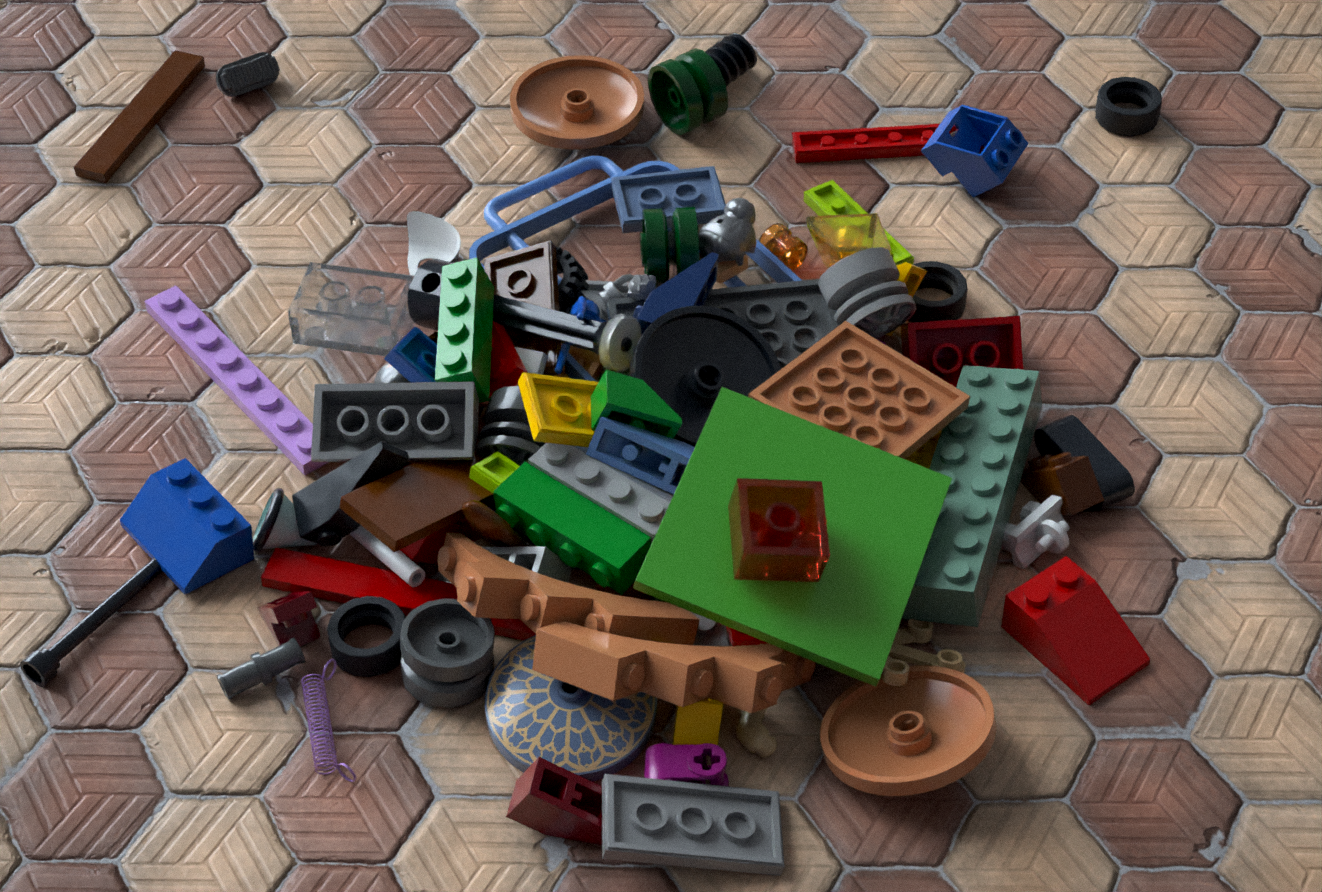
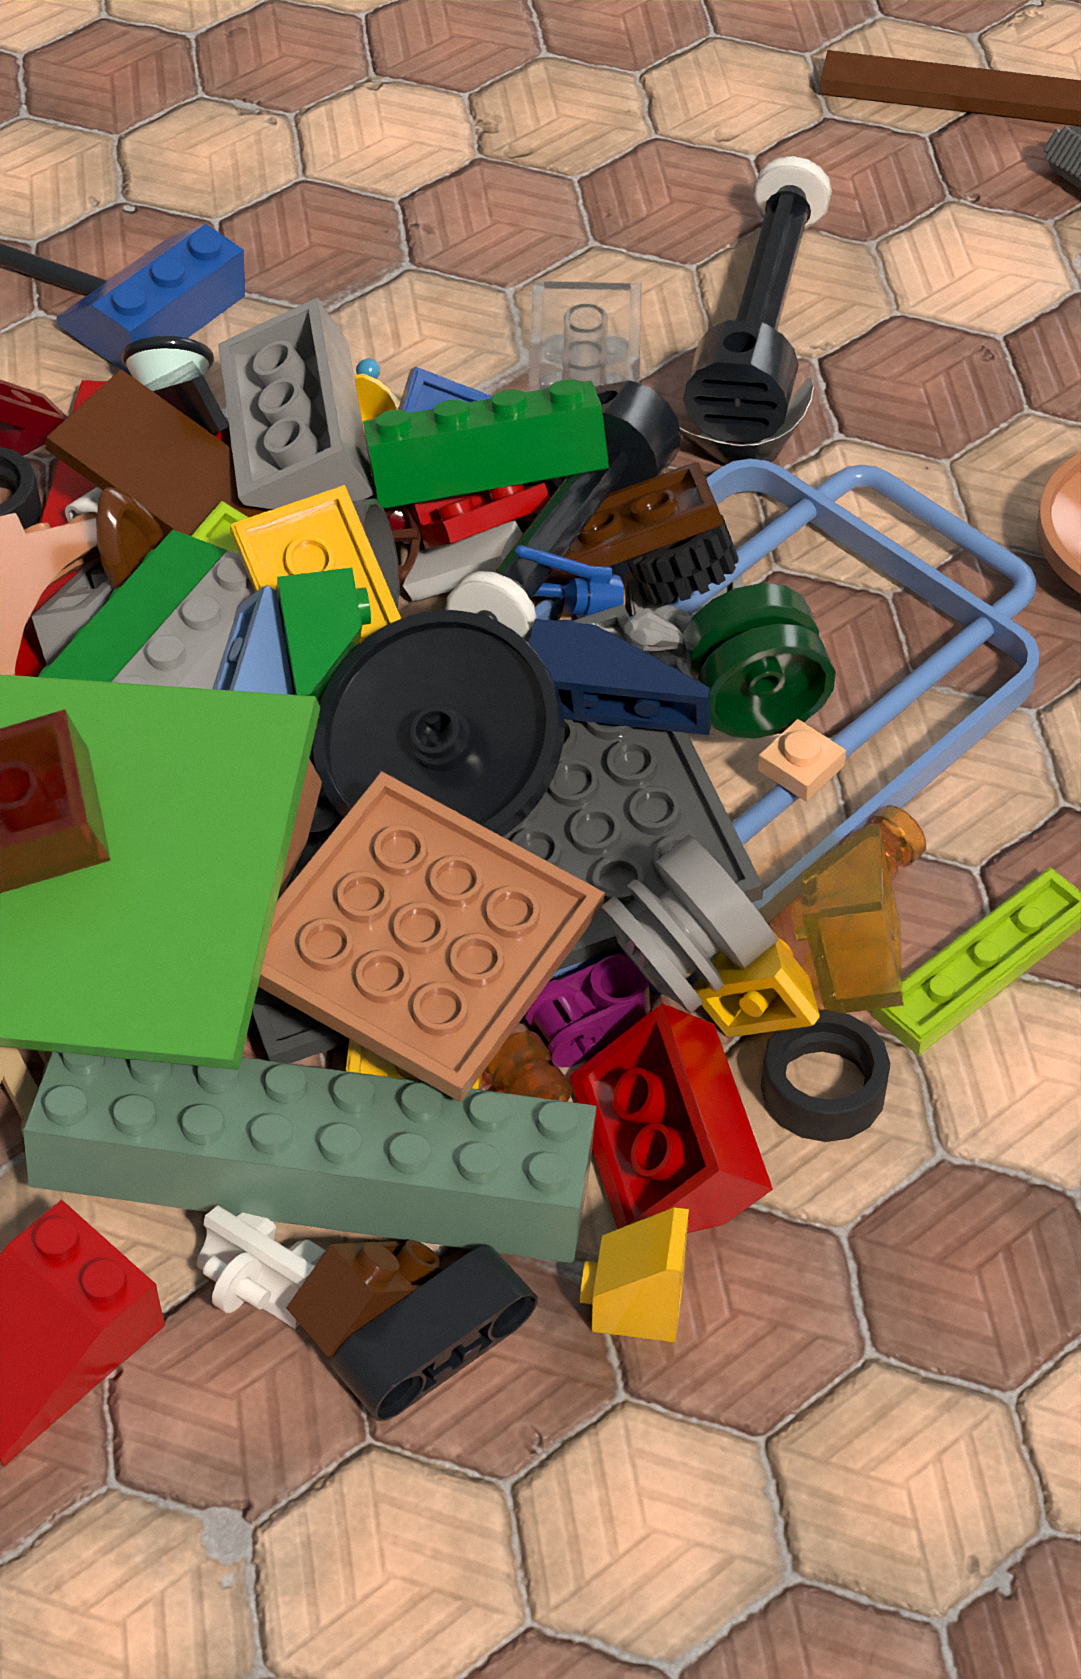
camera: 80 degrees right, 5 degrees up
(236, 376) = (479, 274): lavender plate -> none
(399, 237) = (746, 366): none -> black piece
(667, 191) = (936, 673): sand blue tile -> none
(730, 233) = (829, 742): flat silver piece -> none
(1066, 365) = (639, 1278): none -> yellow slope

